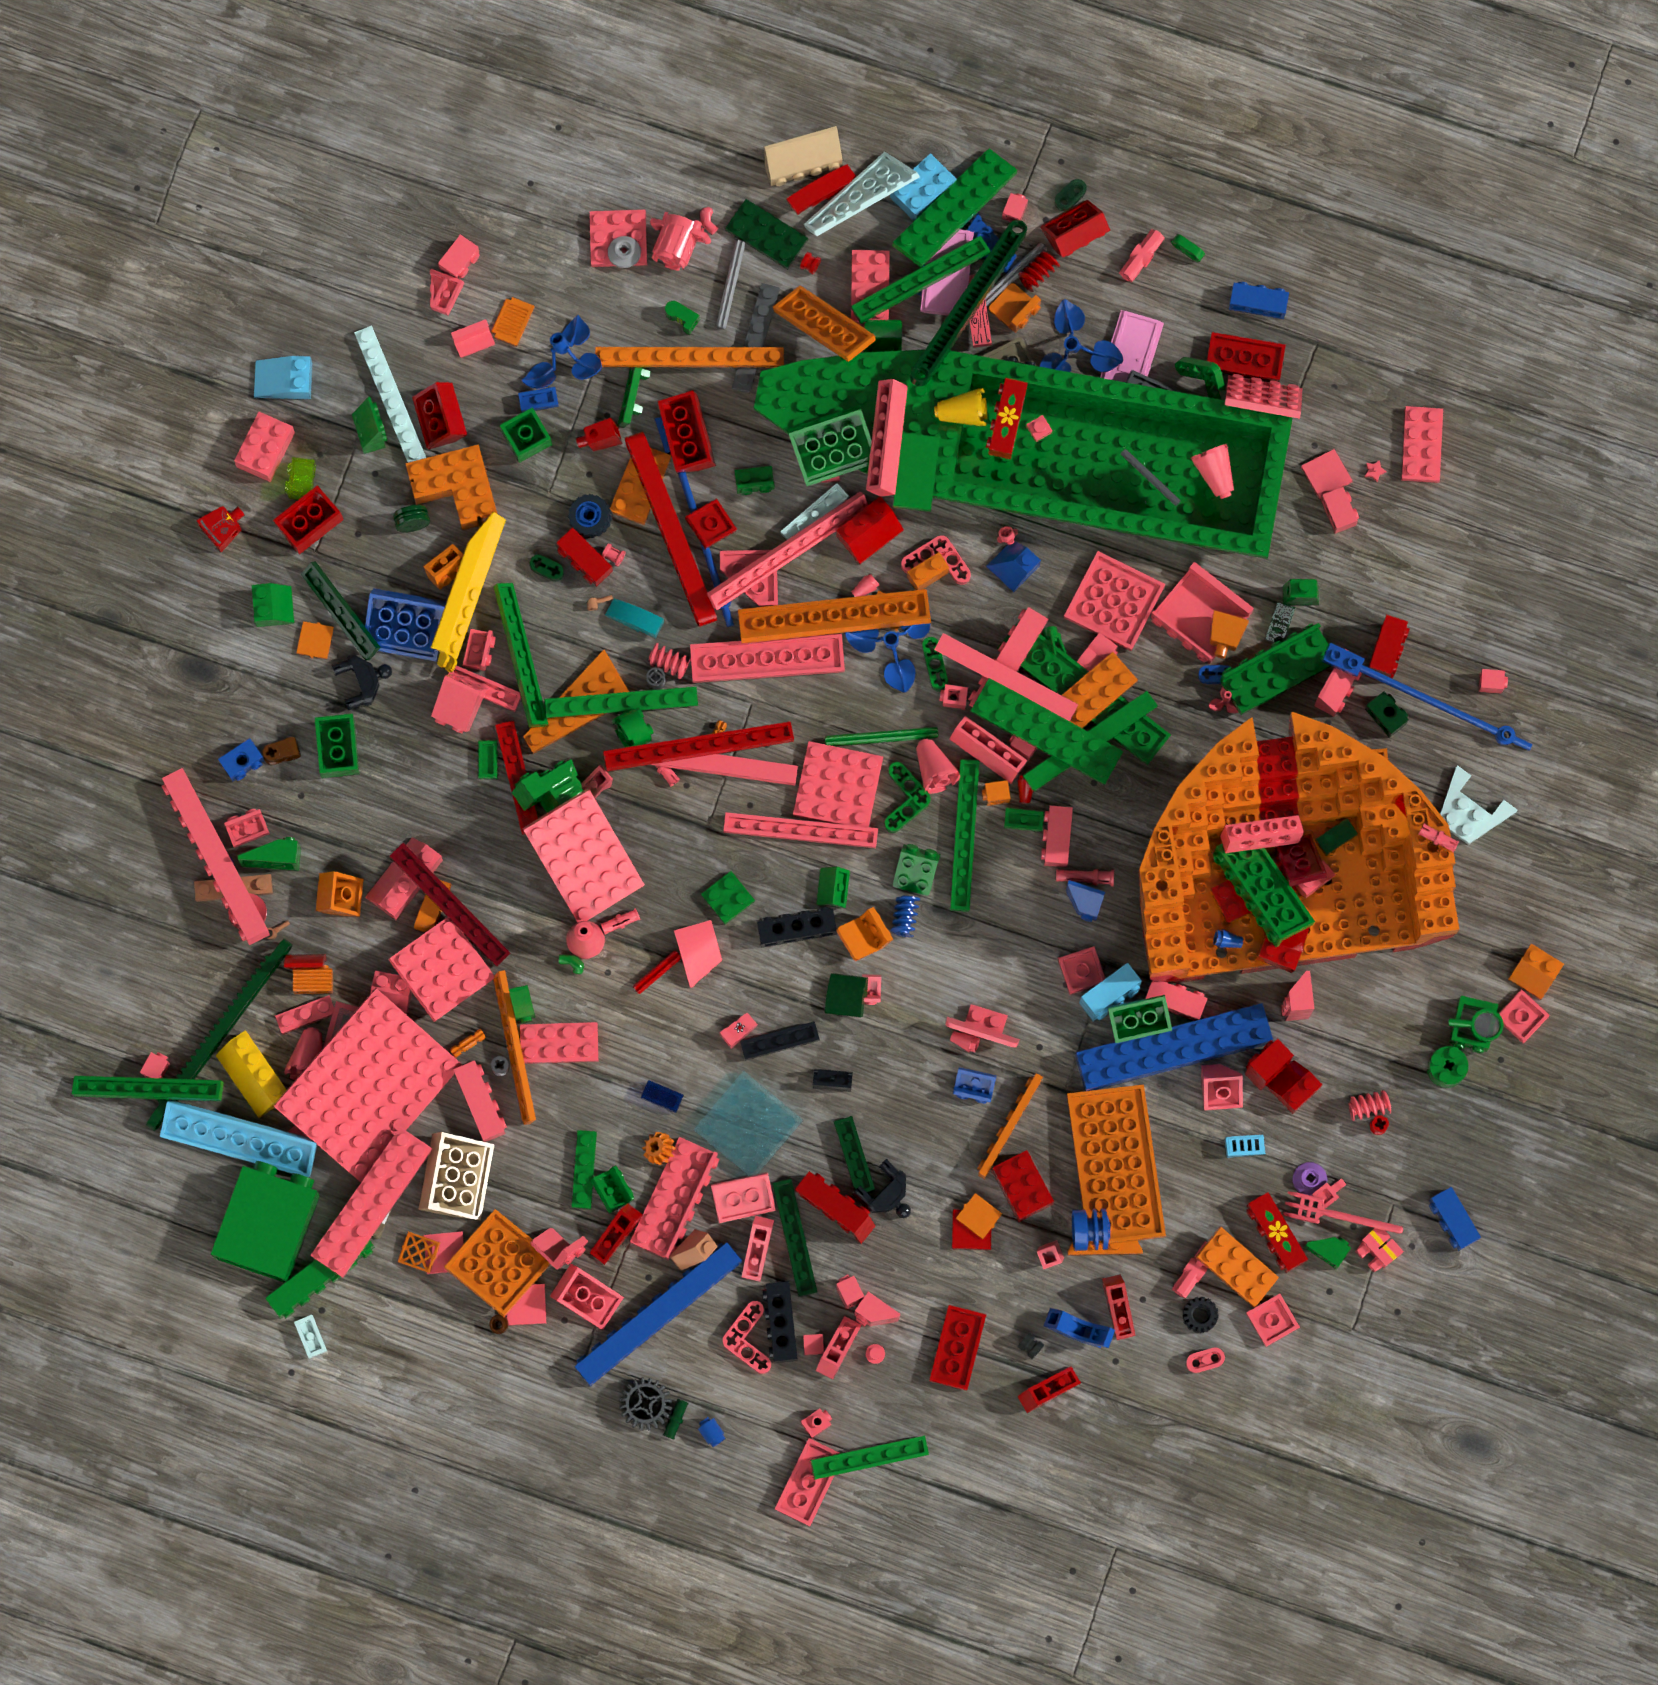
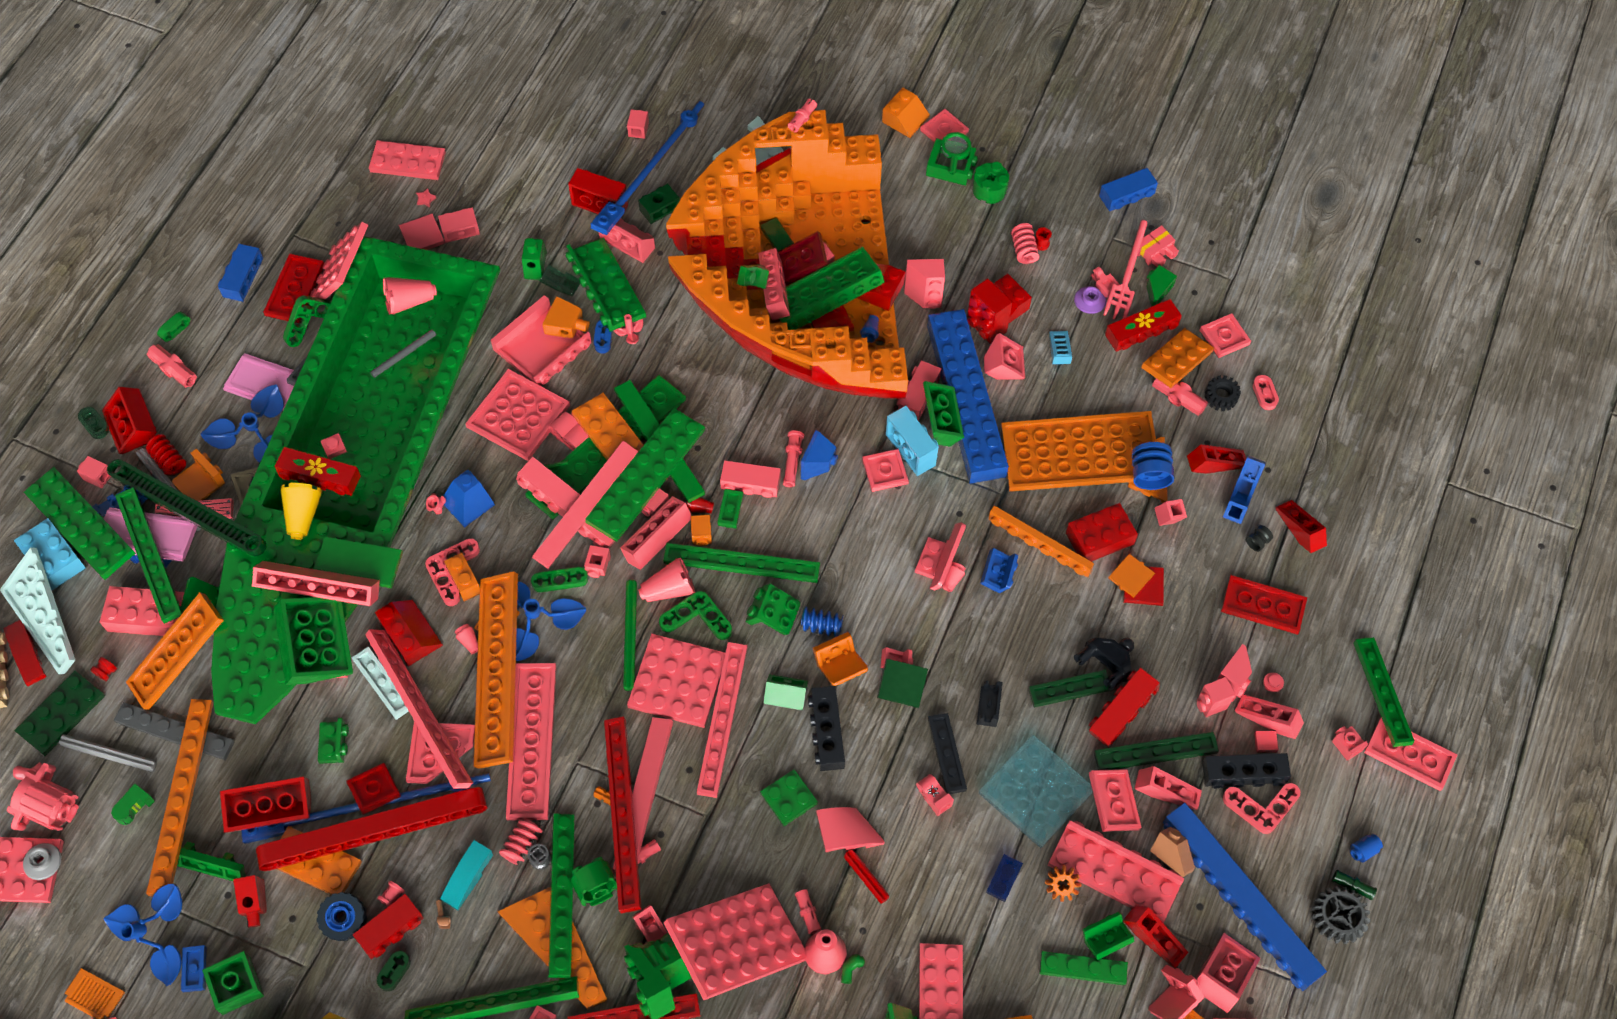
camera: 85 degrees left, 15 degrees down
(1259, 809) = (753, 275): none -> green slope

